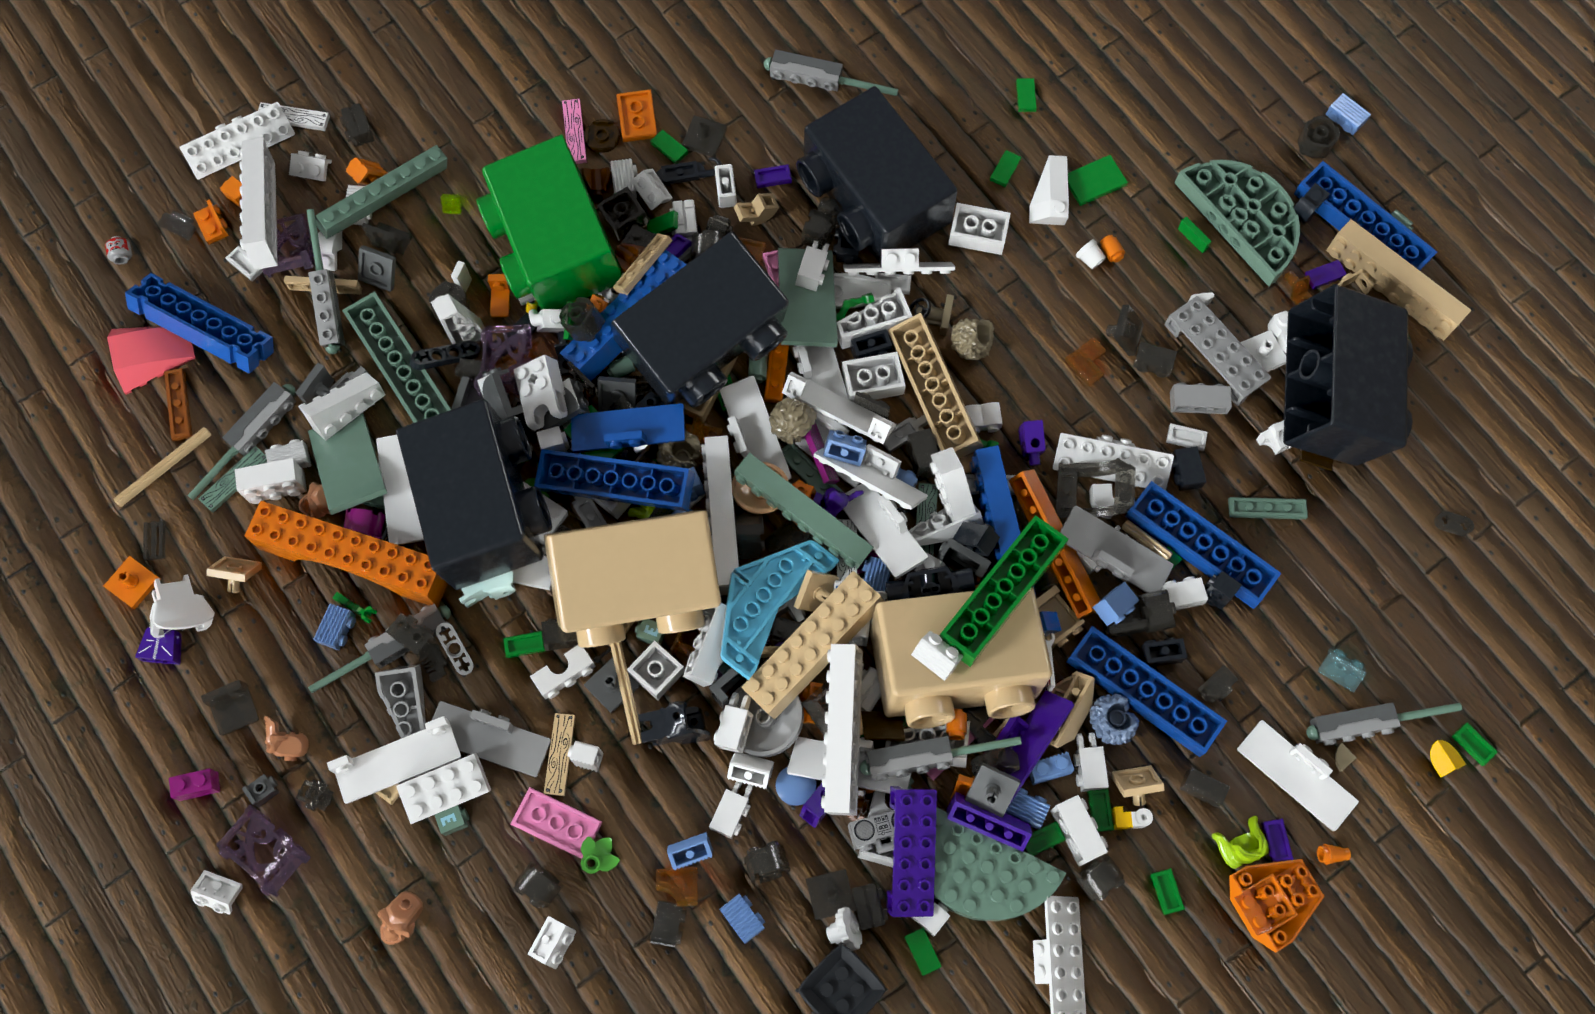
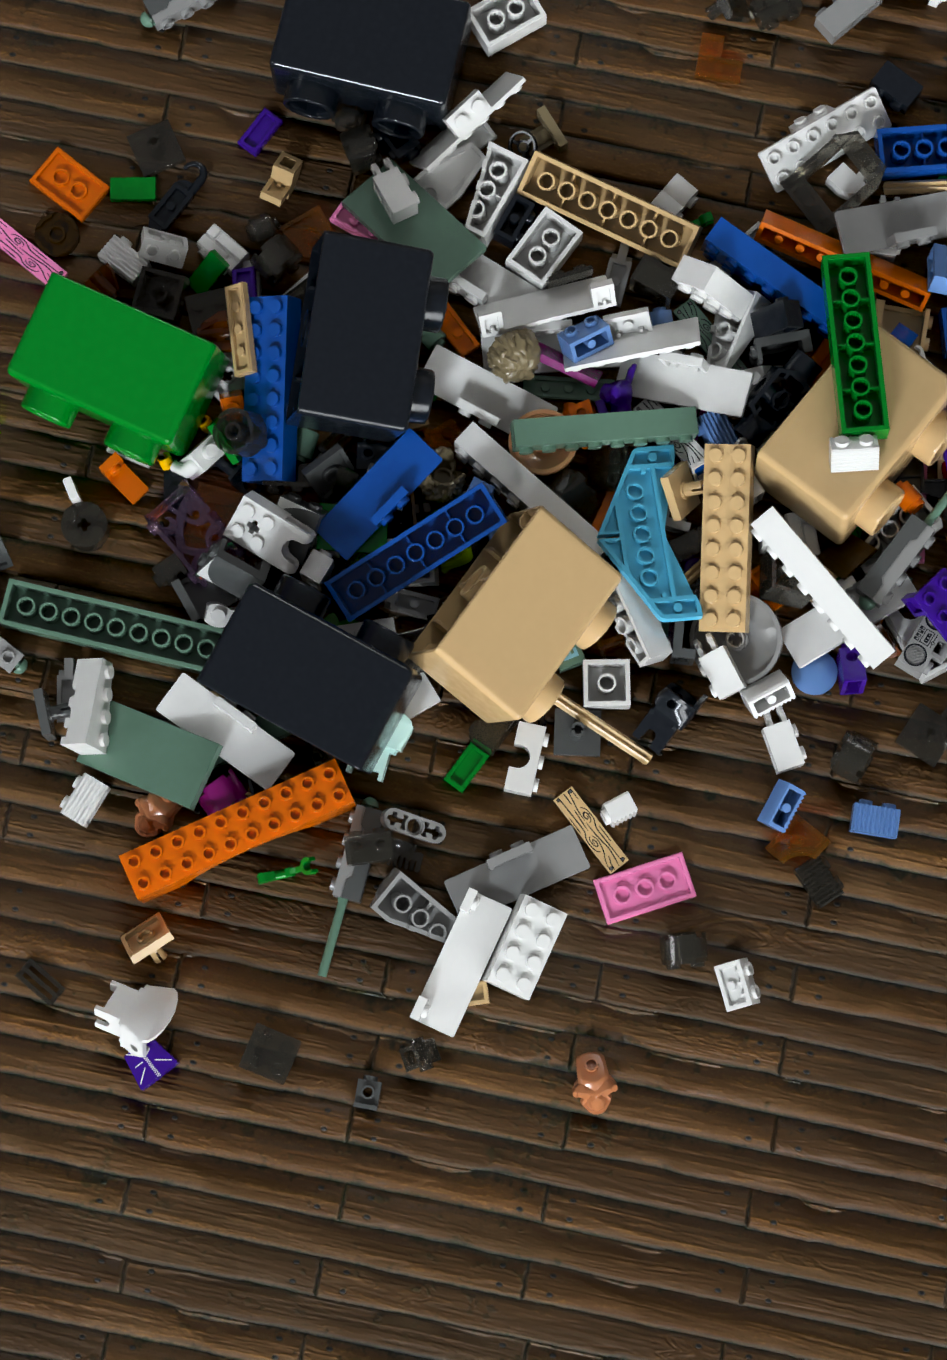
camera: 40 degrees left, 10 degrees up
(131, 582) = (60, 1035): orange tile -> none
(194, 784) = (306, 1143): magenta brick -> none
(215, 892) = (417, 1207): white bracket -> none
(226, 485) = (54, 863): sand green tile -> none
(252, 428) = (23, 804): piece -> none
(270, 480) = (97, 833): white brick -> none
(282, 744) = (350, 1039): nougat head -> none
(291, 860) = (396, 1123): clear purple fence -> none
(334, 627) = (286, 904): medium blue brick -> none
(443, 352) = (133, 577): black beam -> none
(452, 820) = (556, 966): sand green brick -> none
(457, 320) = (121, 538): white wedge -> none
(600, 853) = (706, 878): bright green plate -> none
(725, 185) = (229, 182): white brick -> none
(847, 303) = (468, 178): green piece -> none
(972, 338) = (599, 132): dark tan hair -> none
(1032, 433) = (733, 178): dark purple torso -> none
(1186, 436) = (866, 57): white tile -> none

